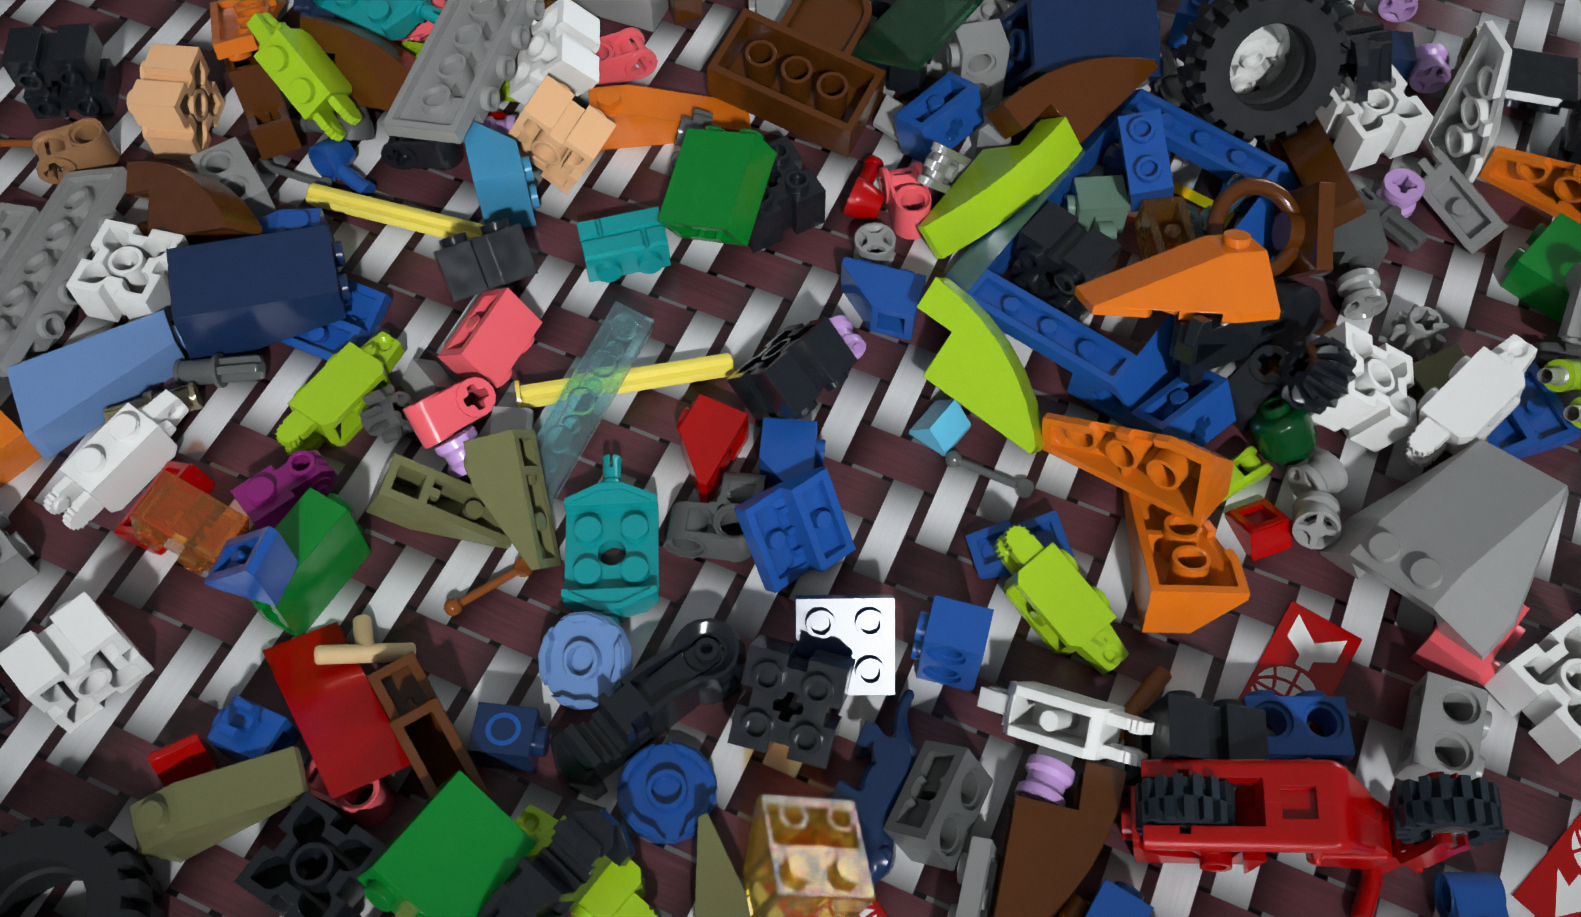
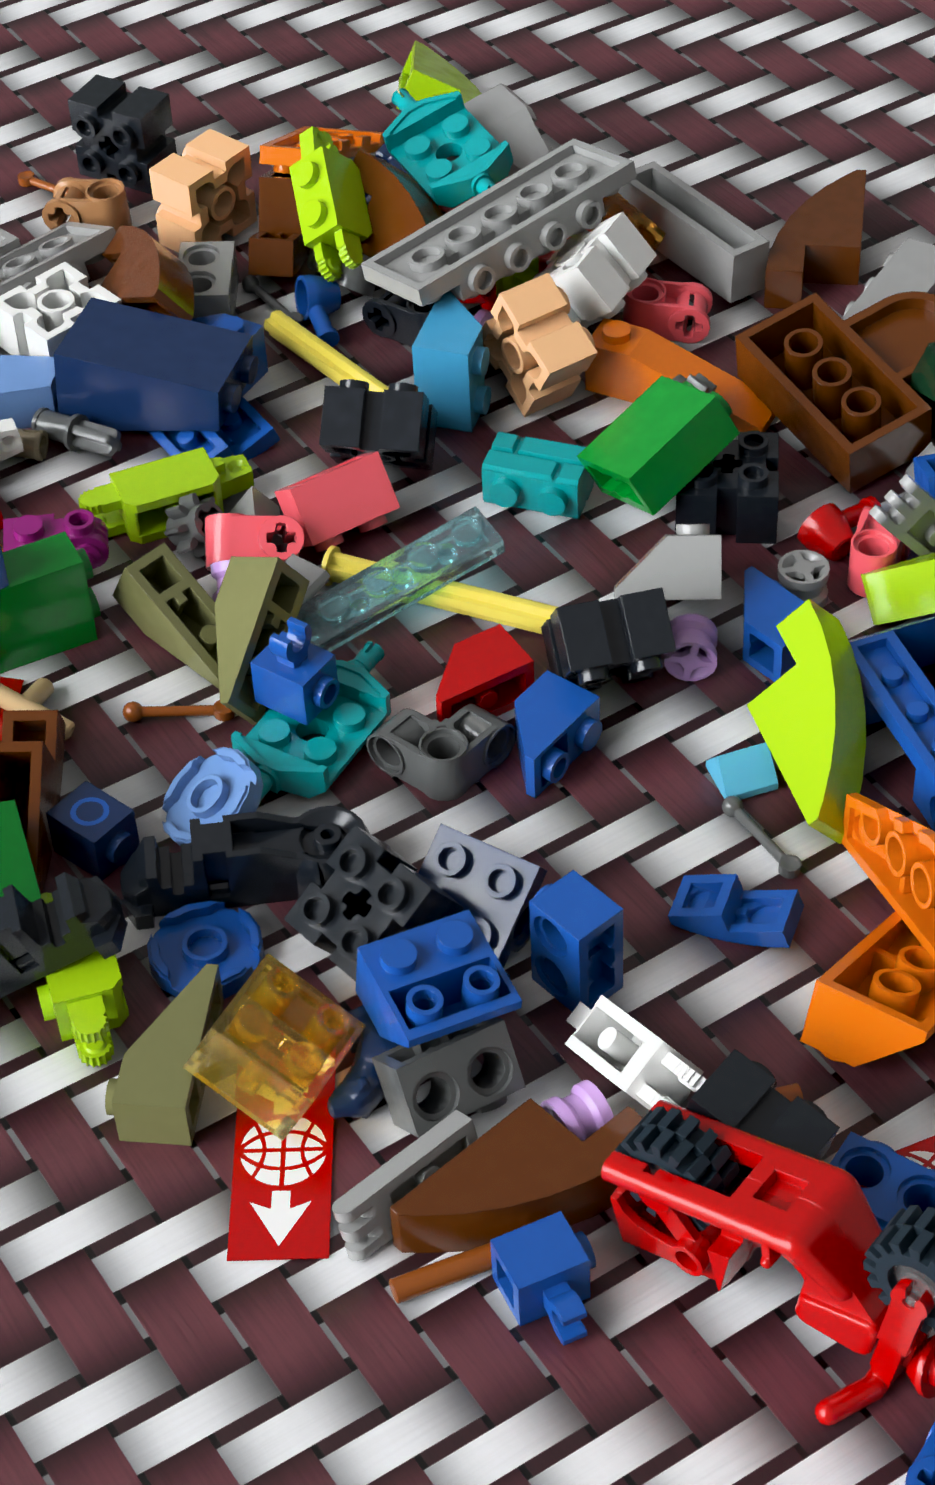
camera: 35 degrees right, 15 degrees down
(582, 519) = (295, 674): none -> blue brick
(793, 286) = (682, 564): none -> light grey slope
(795, 528) = (501, 778): blue slope -> none
(902, 750) = (432, 981): none -> blue slope
(1059, 600) = (725, 963): lime hinge -> none

